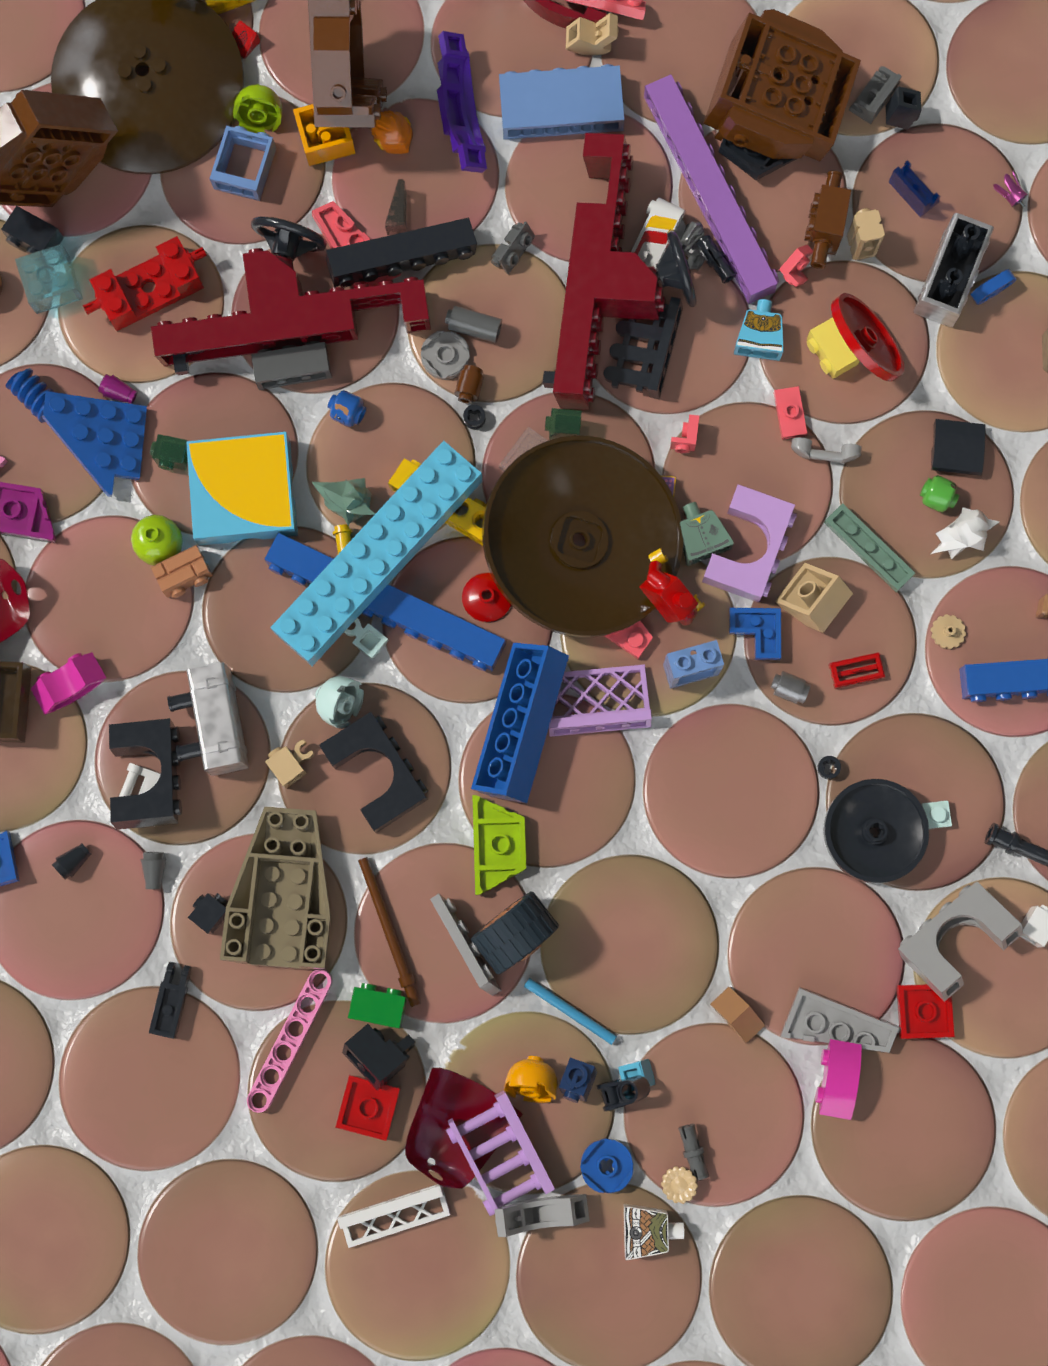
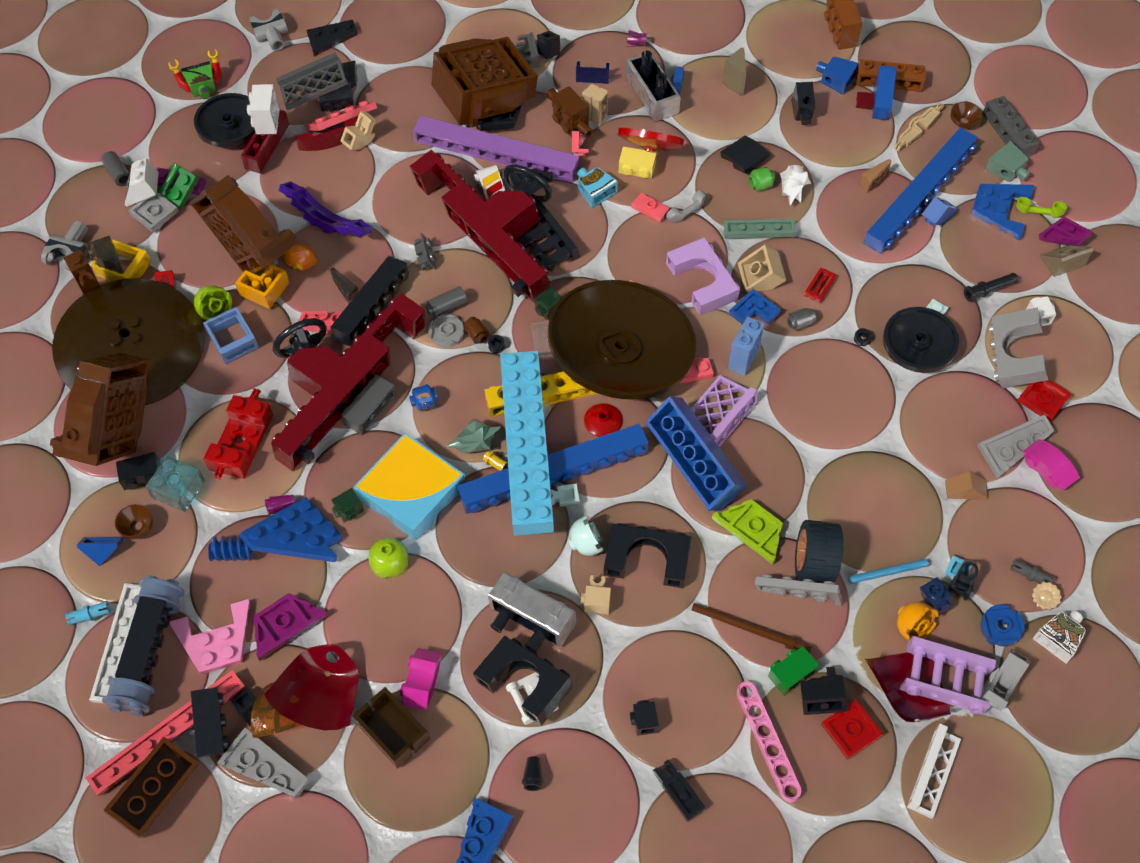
camera: 50 degrees left, 20 degrees down
(153, 869) = (585, 729): dark grey cone -> none
(182, 572) = (422, 558): nougat brick -> none
(280, 896) = (677, 667): dark tan wedge -> none
(561, 102) = (375, 173): medium blue brick -> none
(669, 593) = (696, 323): red torso -> none
(689, 431) = (615, 255): coral bracket -> none
(703, 535) = (677, 289): sand green torso -> none
(948, 631) = (838, 232): tan piece -> none

